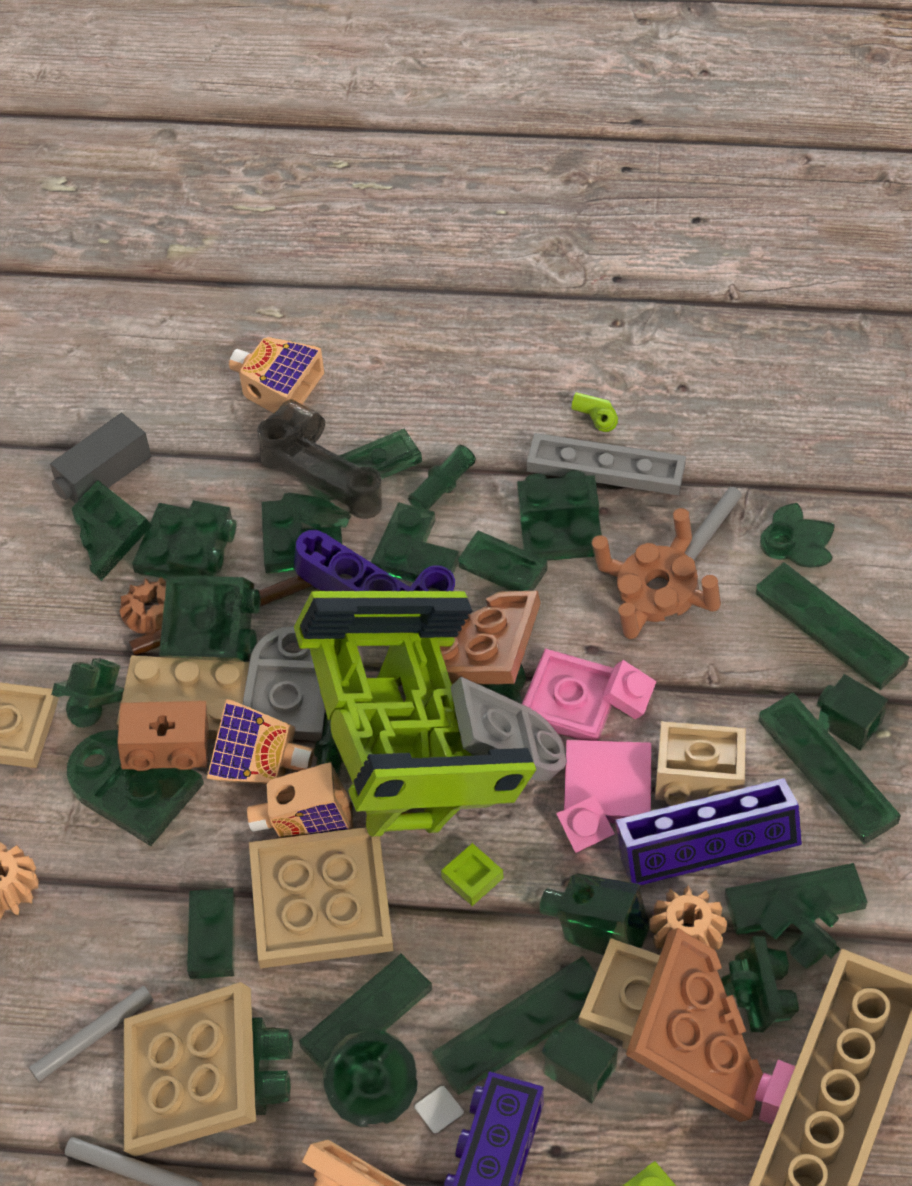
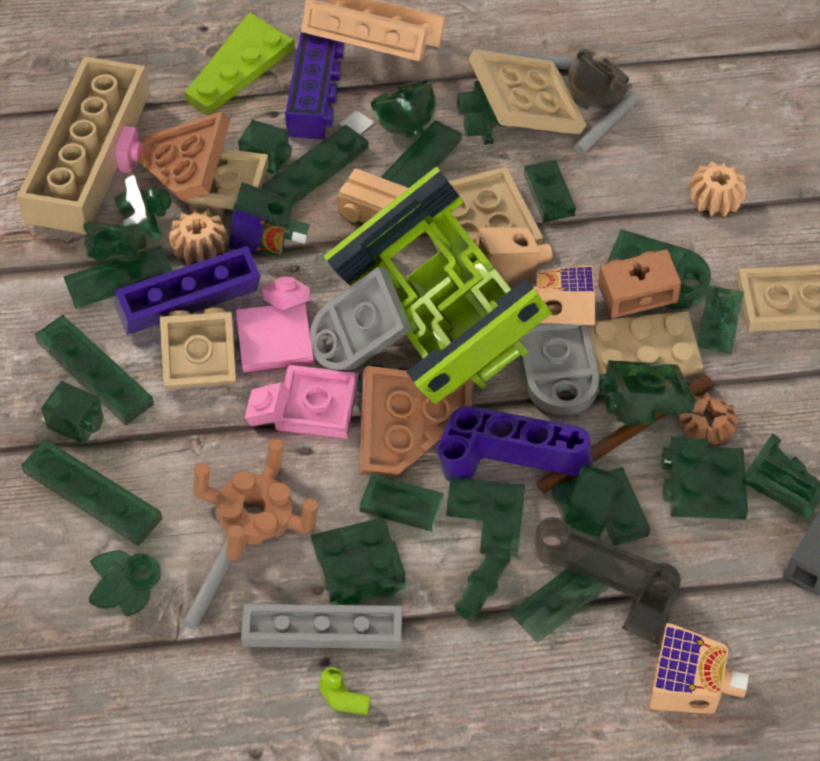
camera: 165 degrees right, 0 degrees up
(78, 1072) = (596, 82): none -> clear smoke cylinder
(444, 937) = (366, 195): none -> light nougat brick

